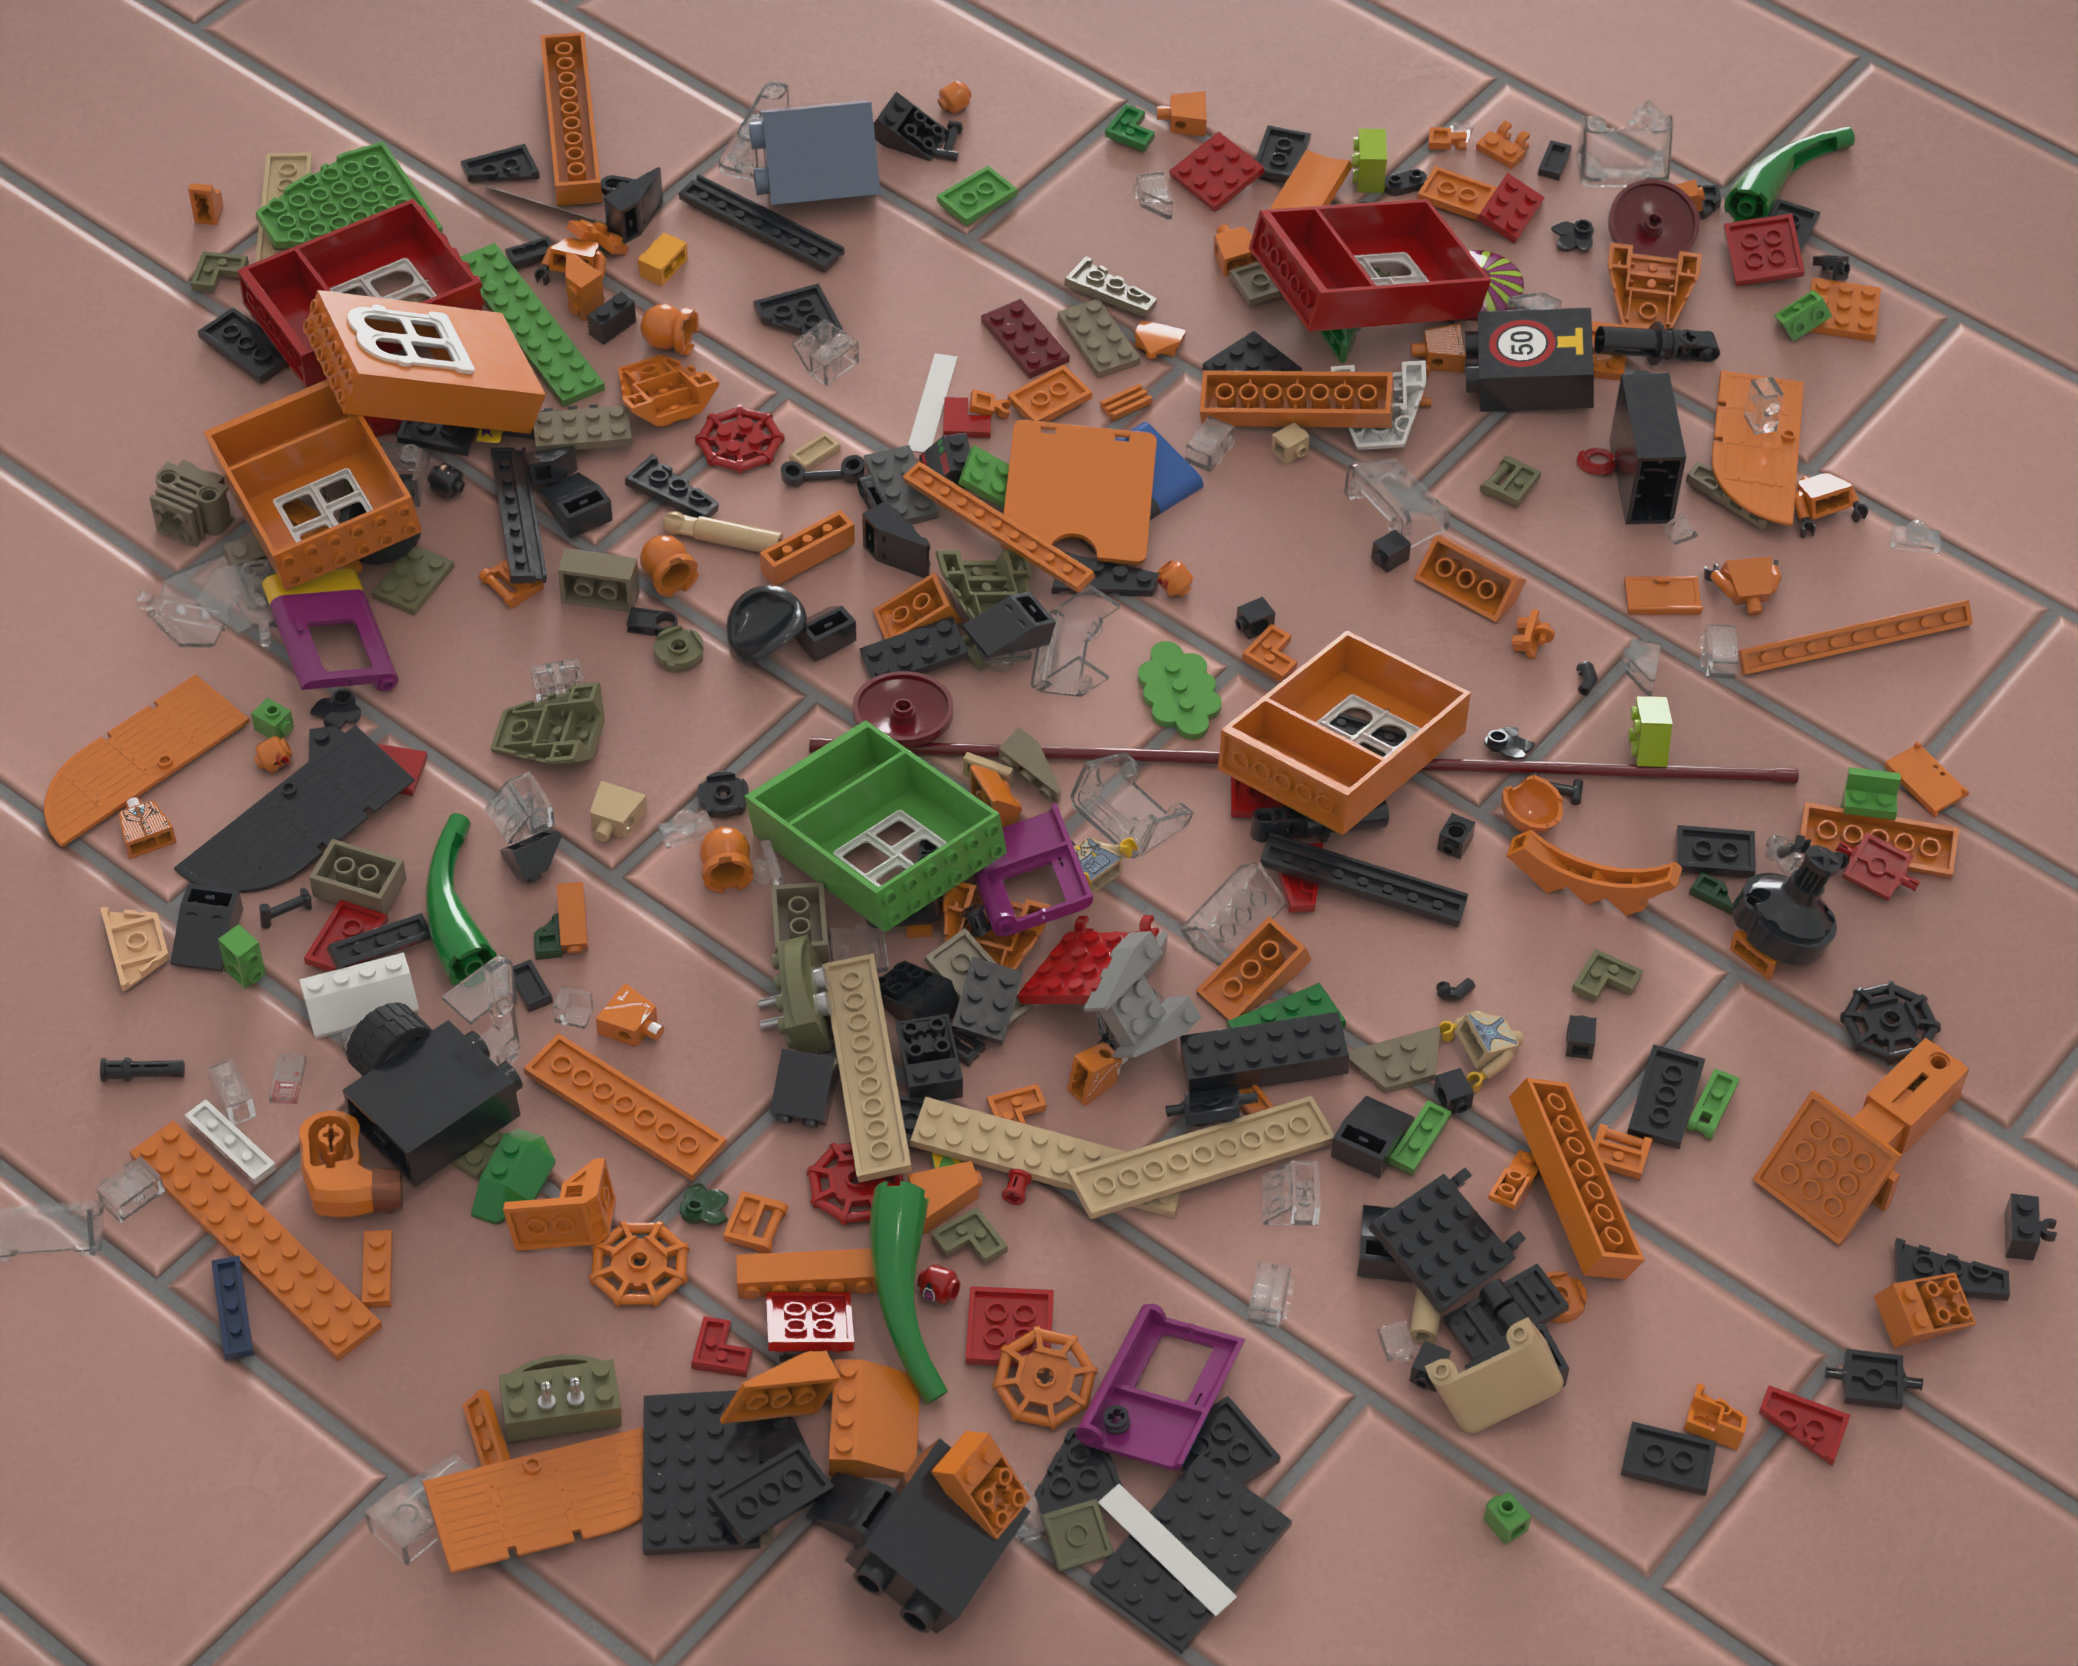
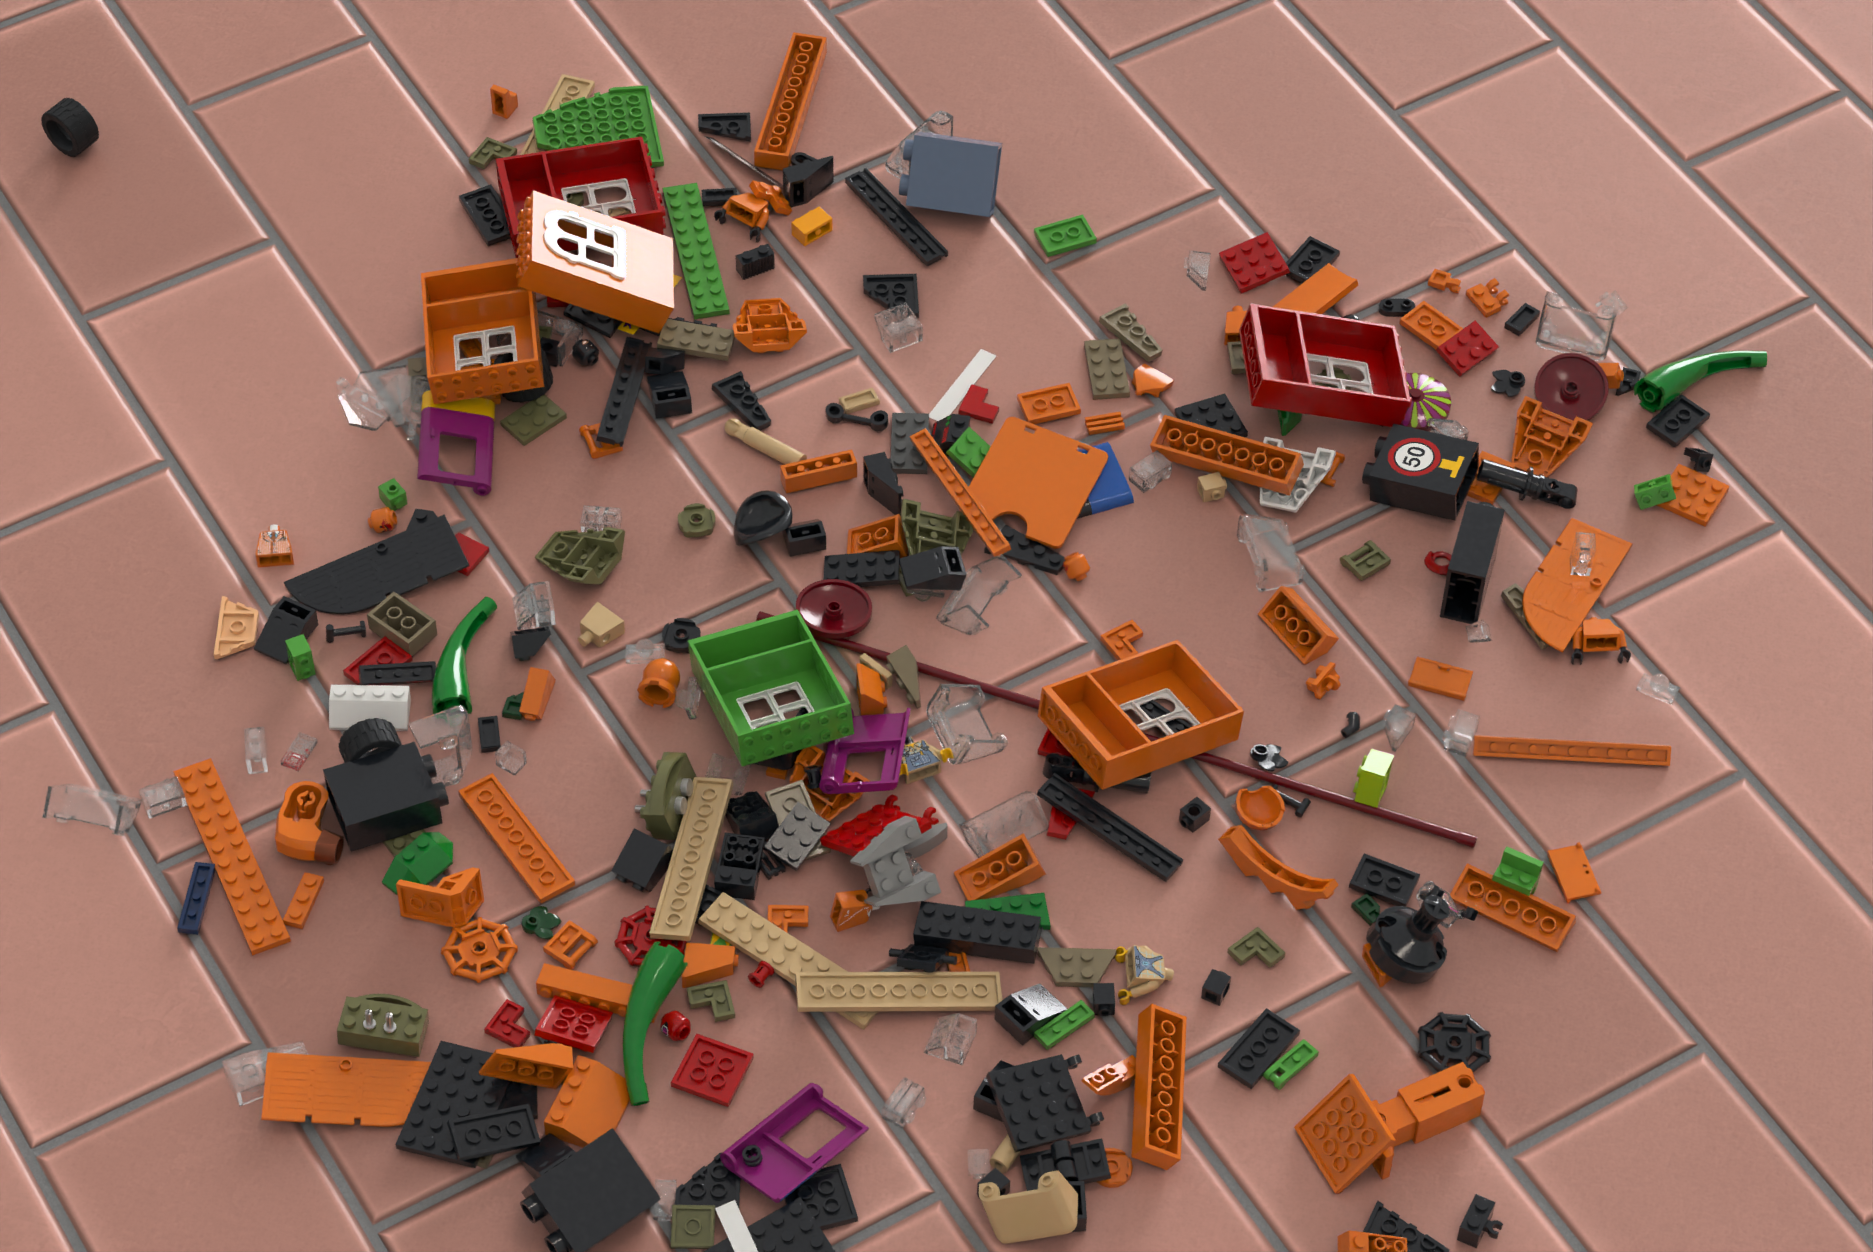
camera: 20 degrees right, 0 degrees up
(127, 1069) = (196, 714): black pin -> none
(137, 757) = (292, 496): orange door -> none
(190, 503) = (398, 322): dark tan piece -> none
(230, 1142) = (242, 784): white plate -> none
(337, 709) = (441, 499): black plate -> none
(485, 1428) = (327, 1030): orange plate -> none
(583, 287) = (741, 232): orange slope -> none
(598, 580) = (659, 455): dark tan brick -> none
(629, 1018) = (545, 776): orange torso -> none
(646, 621) = (682, 494): black piece -> none
(668, 565) = (713, 457): orange tile -> none
(669, 328) = (792, 280): orange tile -> none
(746, 453) = (808, 389): red plate -> none
(801, 912) = (696, 737): dark tan brick -> none
(869, 491) = (883, 441): black piece -> none
(908, 129) = (1036, 171): black slope -> none
(954, 97) = (1082, 155): orange head -> none
(954, 129) = (1059, 197): black piece -> none
(982, 1482) = (630, 1168): orange slope -> none
(986, 404) = (998, 397): orange plate -> none
(1025, 338) = (1052, 355): dark red plate -> none
(1054, 1391) = (715, 1100): orange plate -> none
(1126, 128) = (1201, 212): green plate -> none
(1179, 690) = (1043, 649): bright green plate -> none
(1186, 113) = (1252, 211): orange torso -> none
(1254, 617) = (1122, 611): black brick -> none
(1369, 160) = (1372, 283): lime brick -> none
(1390, 551) = (1247, 589): black brick -> none
(1442, 349) = (1359, 444): orange torso -> none
(1457, 993) = (1141, 929): black arm -> none
(1460, 126) = (1462, 275): clear slope -> none
(1622, 1158) = (1204, 1083): orange plate -> none
(1747, 581) = (1508, 685): orange torso -> none
(1764, 249) = (1648, 432): red plate -> none
(1877, 866) = (1500, 927): red plate -> none

